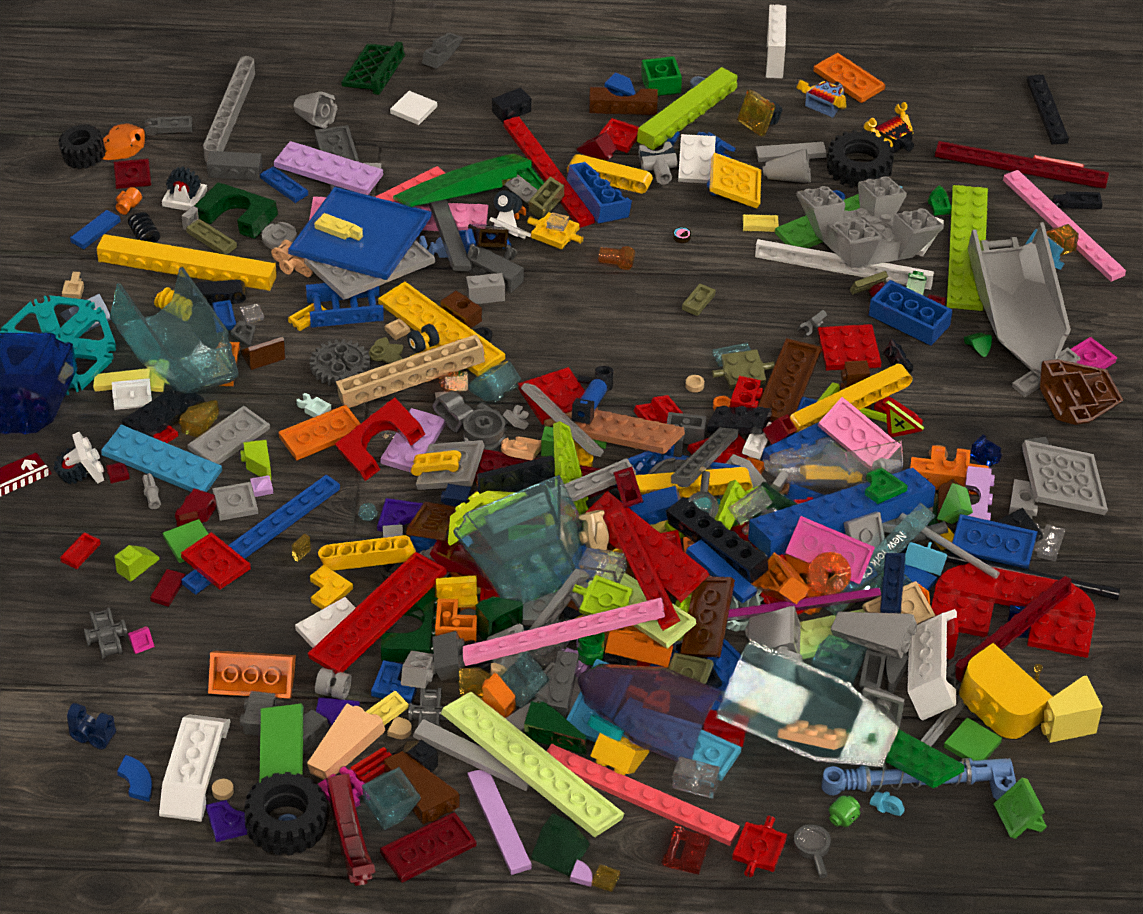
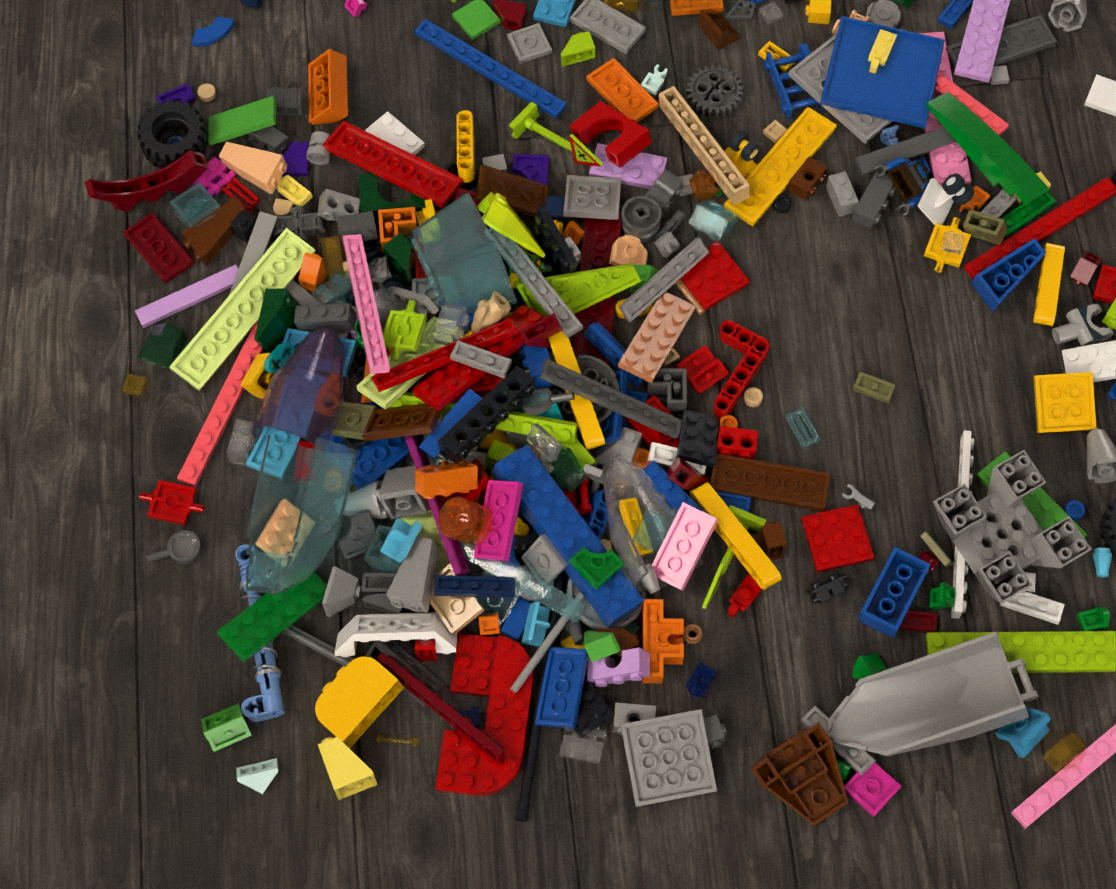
camera: 85 degrees right, 20 degrees up
(167, 588) = (419, 13): dark red tile -> none
(191, 767) = (227, 61): white slope -> none
(215, 560) = (443, 36): red plate -> none
(261, 486) = (549, 59): lavender tile -> none
(301, 547) = (476, 99): clear yellow tile -> none
(332, 587) = (436, 134): yellow plate -> none
(367, 512) = (529, 140): clear light blue plate -> none
(385, 352) = (745, 123): olive plate -> none
(388, 681) = (335, 185): blue plate -> none
(398, 463) = (526, 120): none -> lime piece
(436, 462) = (587, 182): yellow plate -> none
(581, 874) = (137, 365): lavender tile -> none
(584, 408) = (706, 303): black piece -> none
(622, 257) = (920, 305): clear orange piece -> none
(653, 372) = (743, 369): none -> red beam
(657, 533) = (480, 359): none -> light grey tile
(682, 235) = (973, 363): tile -> none
(693, 851) = (164, 450): clear red plate -> none
(742, 364) = (779, 438): olive plate -> none
(760, 223) = (1012, 436): light yellow tile -> none
(836, 636) = (400, 539): none -> medium azure panel
(844, 811) = (214, 569): bright green head -> none
(887, 803) = (232, 605): medium azure piece -> none
(972, 741) = (309, 680): bright green tile -> none
(1069, 790) = (258, 775): none -> light aqua slope

